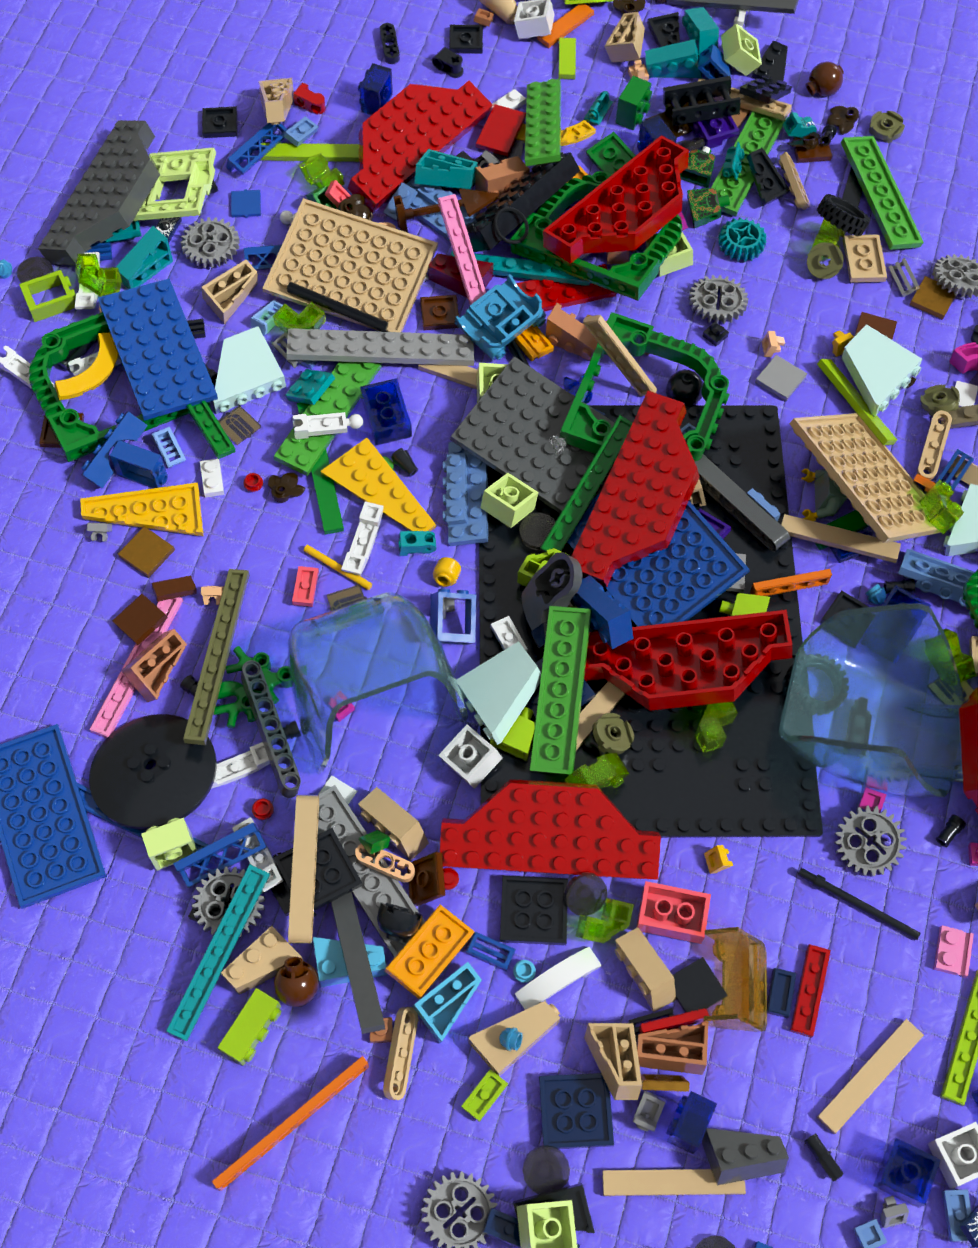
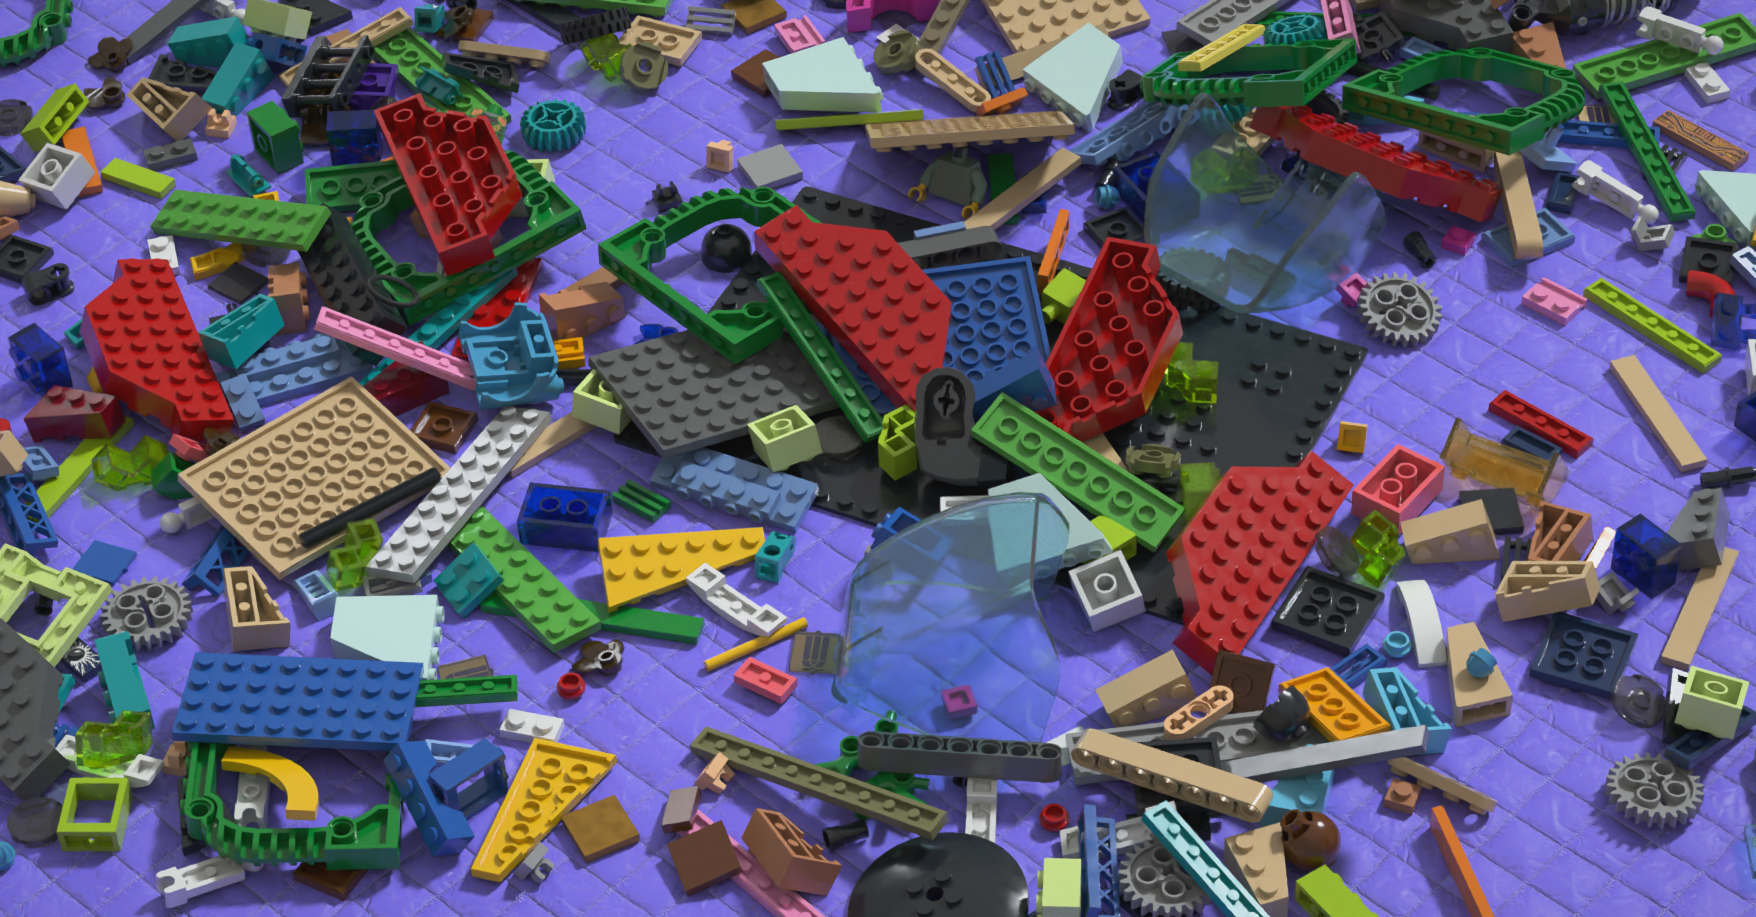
camera: 60 degrees left, 20 degrees down
(324, 424) = (546, 574): white plate -> none
(343, 127) = (74, 413): none -> dark red wedge
(375, 841) = (1169, 706): green slope -> none
(404, 461) = (648, 526): black cone -> none
(433, 434) = (644, 499): none -> green tile
(446, 571) = (836, 539): yellow head -> none
(470, 199) = (271, 393): reddish brown piece -> none
(484, 1095) = (1528, 726): lime plate -> none
(489, 158) = (245, 294): light grey tile -> none
(501, 130) = (207, 272): red tile -> none
(558, 444) = (741, 362): clear tile -> none
(597, 63) = (170, 154): none -> dark grey plate
(619, 354) = (668, 257): tan tile -> none
(674, 1022) = (1526, 527): red tile -> none
(704, 299) = (623, 175): light grey gear -> none
(765, 89) = (354, 21): black plate -> none
(819, 882) = (1424, 369): black bar -> none
(840, 342) = (764, 100): yellow tile -> none
(923, 335) = (798, 34): none -> bright pink plate
(941, 510) = (1043, 98): clear neon green brick -> none

